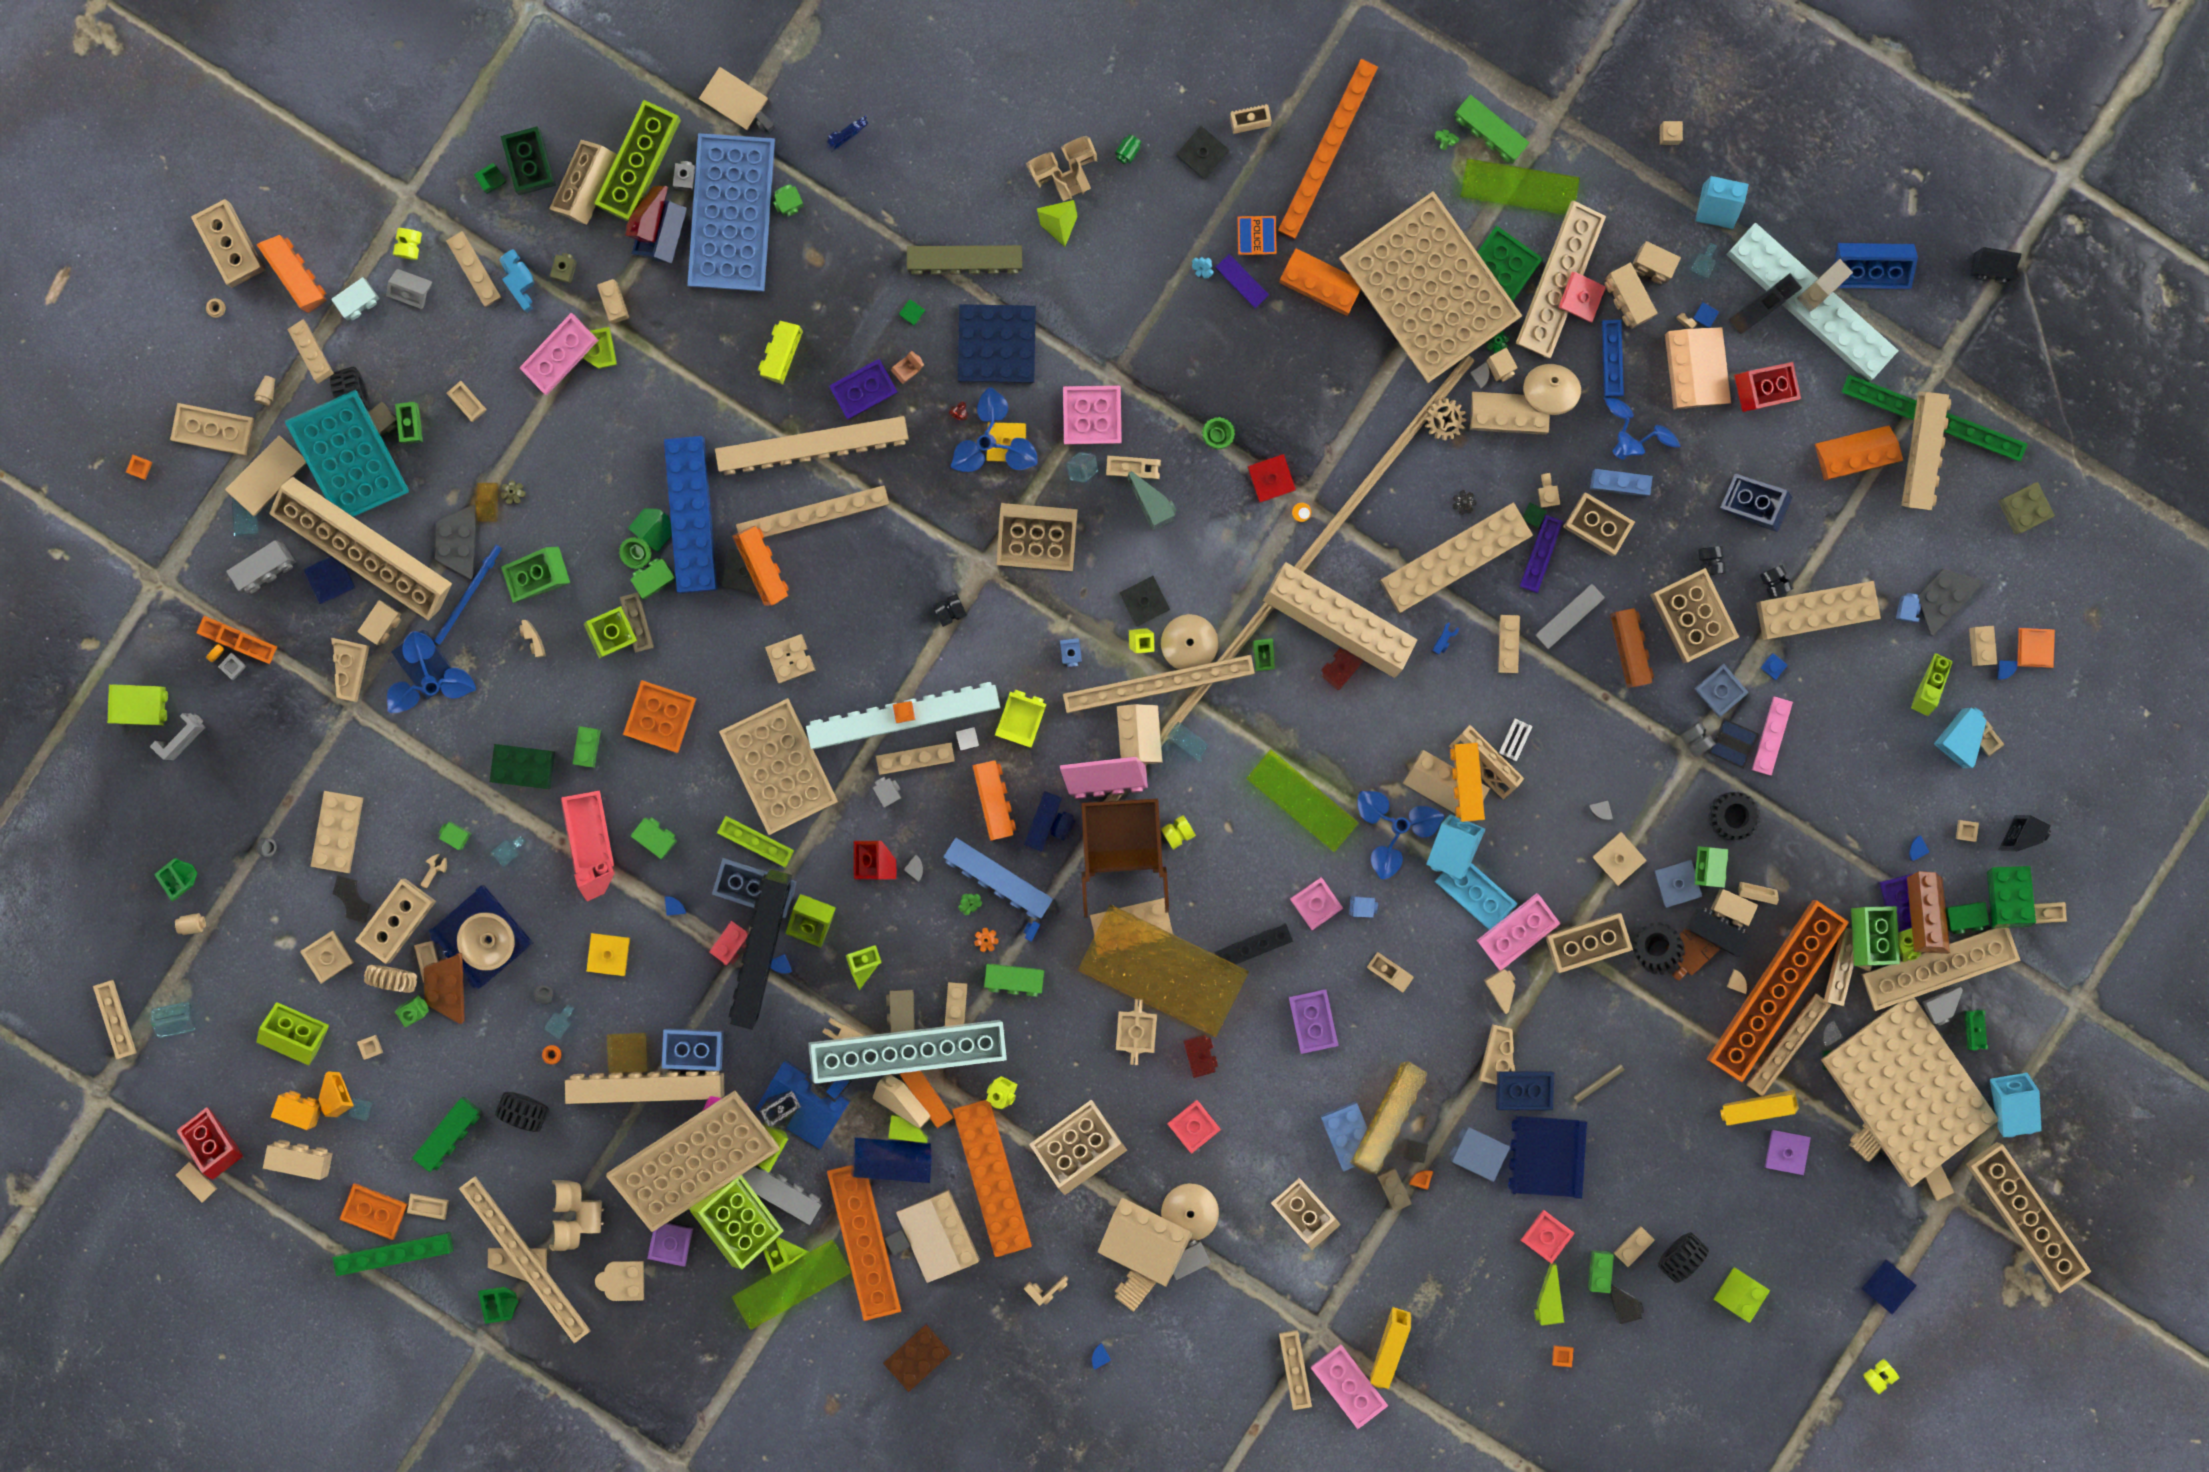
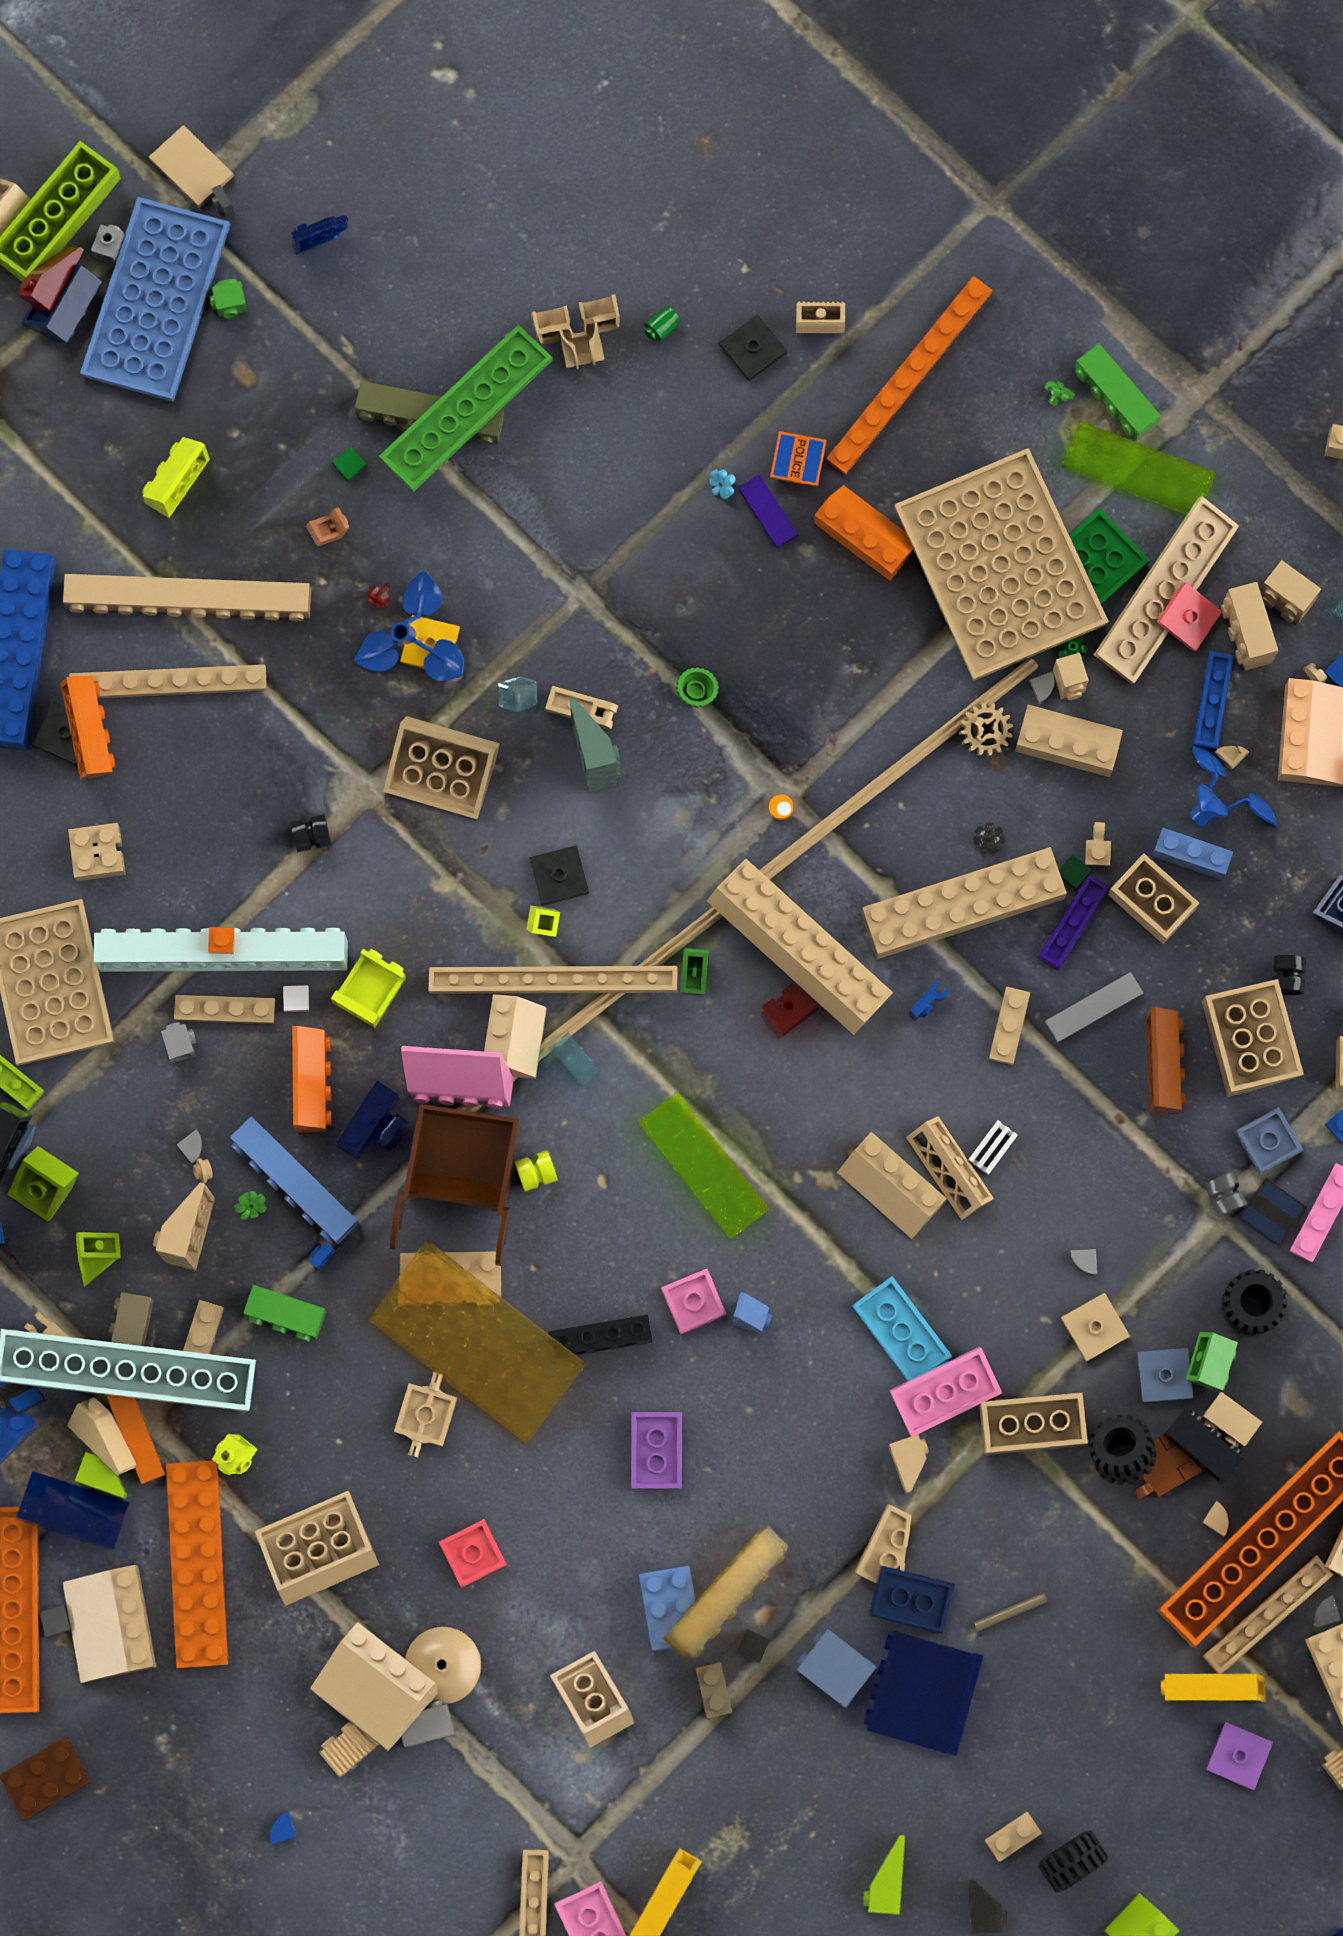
camera: 20 degrees right, 10 degrees down
(863, 389) = (267, 543): dark purple plate -> none
(873, 861) = (141, 1125): red slope -> none
(927, 944) = (185, 1230): none -> tan slope
(928, 885) = (202, 1170): none -> tan plate
(986, 935) = (263, 1261): orange plant -> none
(993, 252) = (465, 408): none -> bright green plate
(996, 343) = (447, 525): dark blue plate -> none
(1035, 1291) = (218, 1723): tan bracket -> none
(1058, 220) = (557, 391): lime slope -> none
(1066, 645) = (454, 927): medium blue brick -> none
(1092, 415) = (544, 633): bright pink plate -> none
(1184, 628) = (617, 950): tan dish -> none
(1200, 1056) = (500, 1462): clear red brick -> none
(1271, 478) = (752, 758): red plate -> none
(1390, 972) = (769, 1408): tan slope -> none
(1421, 1179) = (753, 1687): orange tile -> none
(1423, 822) = (853, 1224): blue plant -> none
(1455, 847) = (886, 1264): medium azure slope -> none
(1468, 782) = (919, 1181): light orange brick -> none
(1547, 1236) = (901, 1798): coral plate -> none
(1549, 396) = (1128, 720): tan dish -> none
(1600, 1271) = (961, 1858): bright green brick -> none
(1635, 398) = (1231, 755): none -> tan tile
(1758, 893) = (1266, 1408): tan tile -> none

